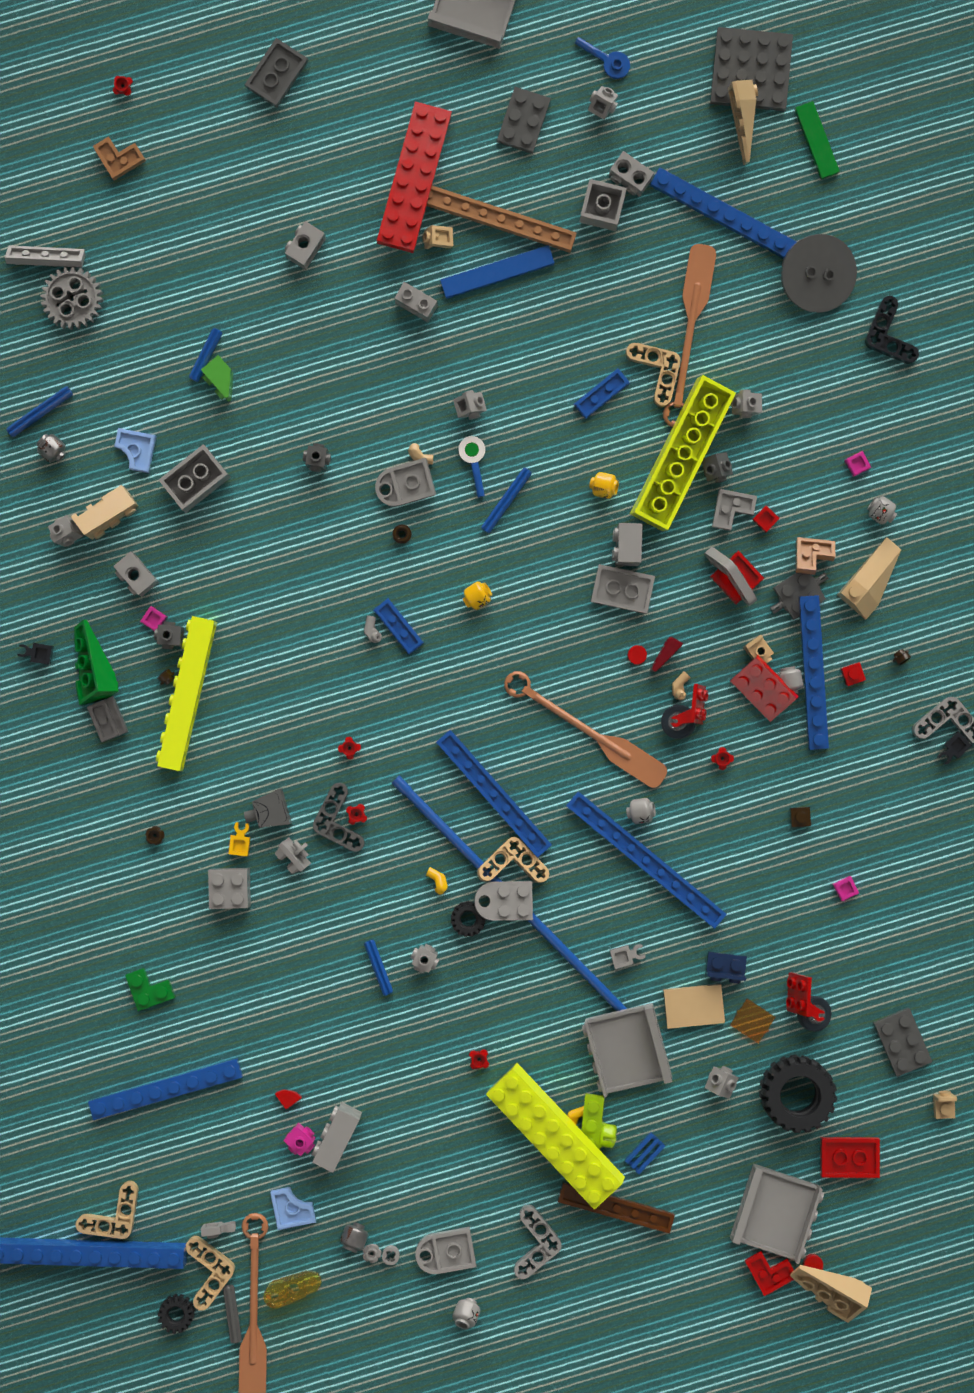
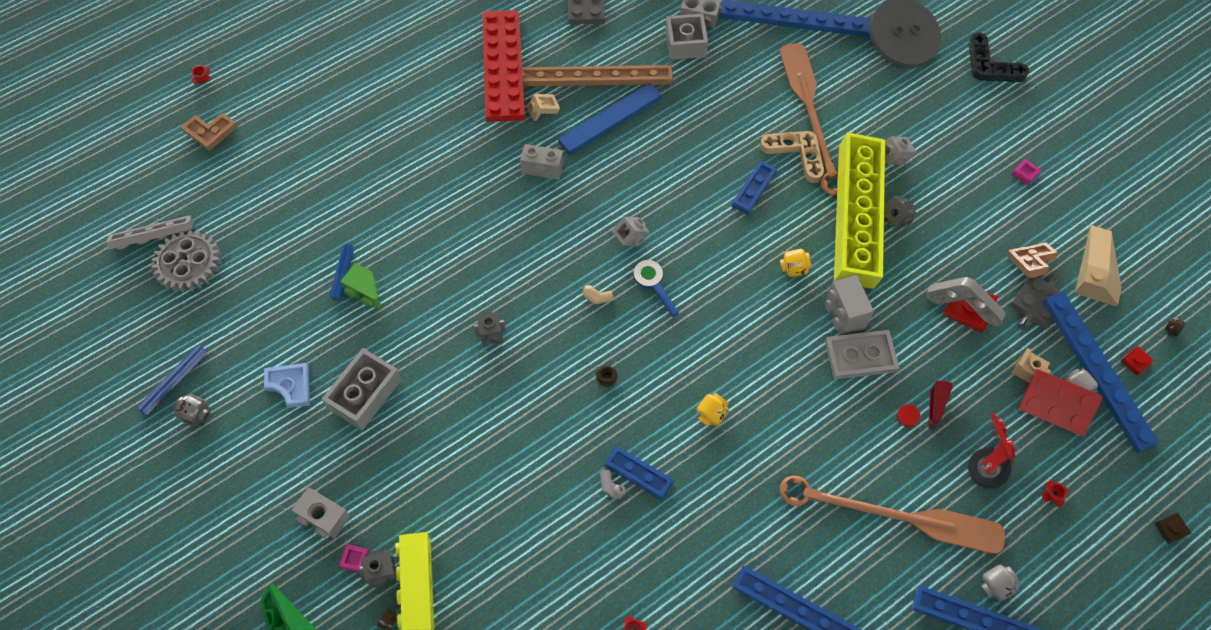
camera: 15 degrees left, 25 degrees down
(64, 531) = (225, 491): light grey brick -> none
(105, 513) = (269, 457): tan wedge -> none
(276, 72) = (346, 26): dark grey plate -> none
(304, 256) = (415, 147): light grey brick -> none
(407, 483) = (594, 325): light grey plate -> none
(506, 500) = (702, 310): blue axle -> none
(678, 686) = (967, 432): tan arm -> none
(730, 502) = (928, 241): light grey plate -> none
(765, 518) = (968, 244): red plate -> none
(882, 510) = (1075, 200): light grey head -> none

